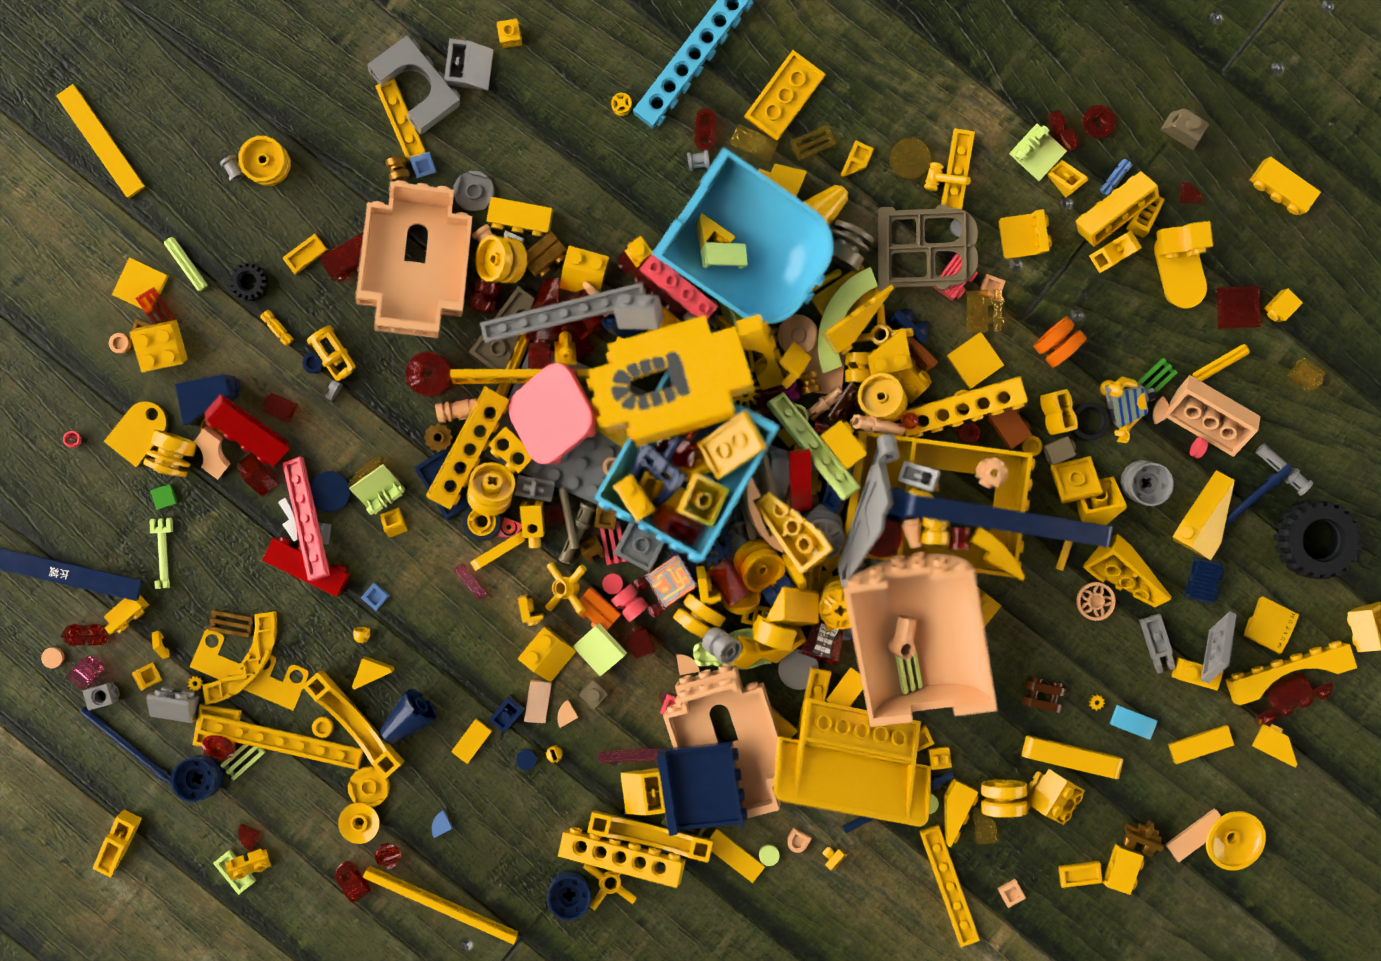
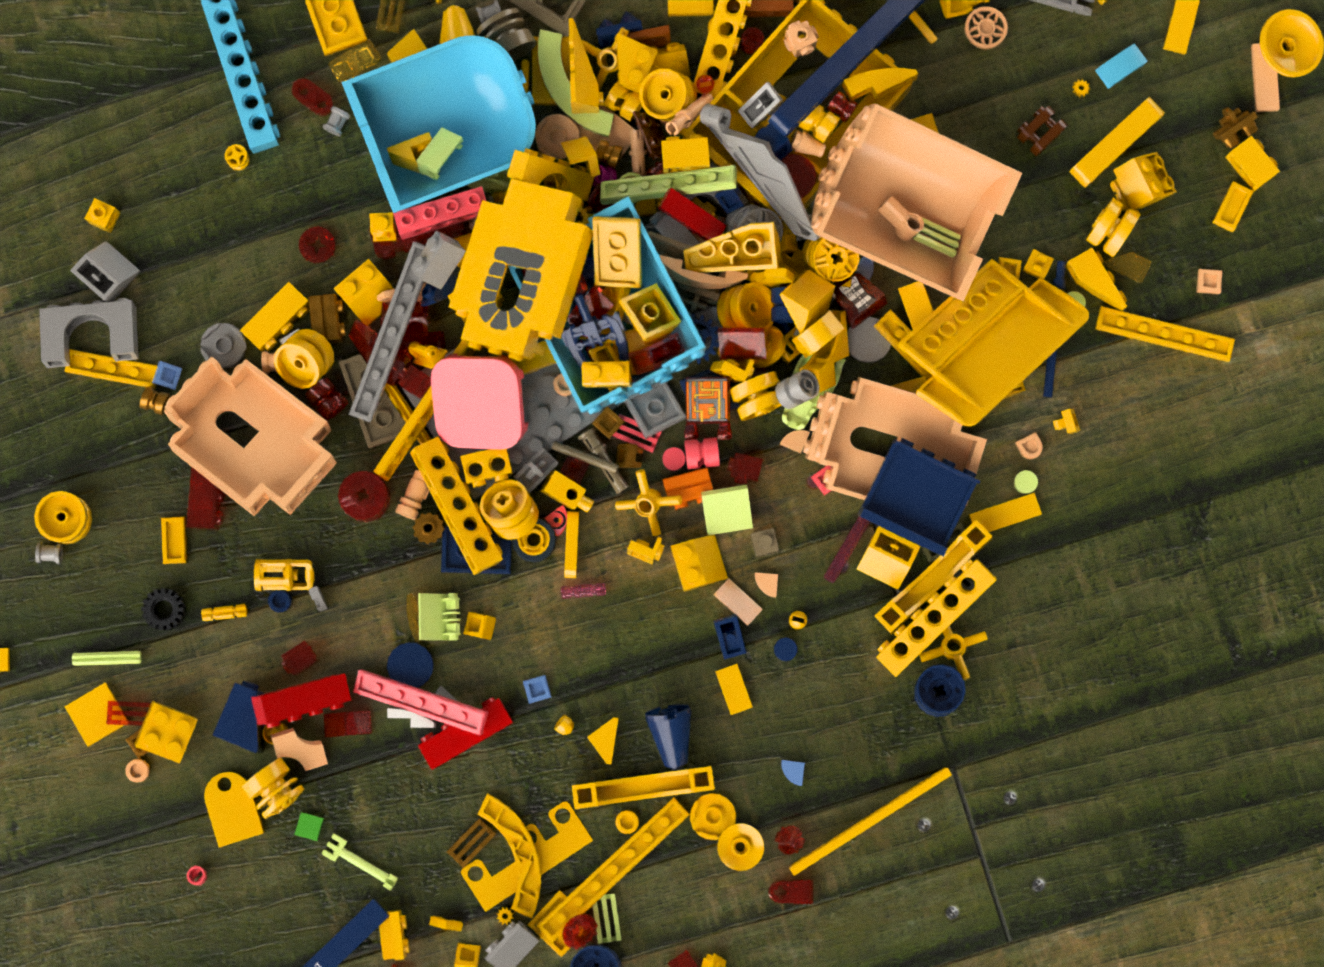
camera: 55 degrees left, 5 degrees down
(586, 207) = (311, 236): none -> clear red gear
(858, 219) = (488, 11): none -> light grey bush

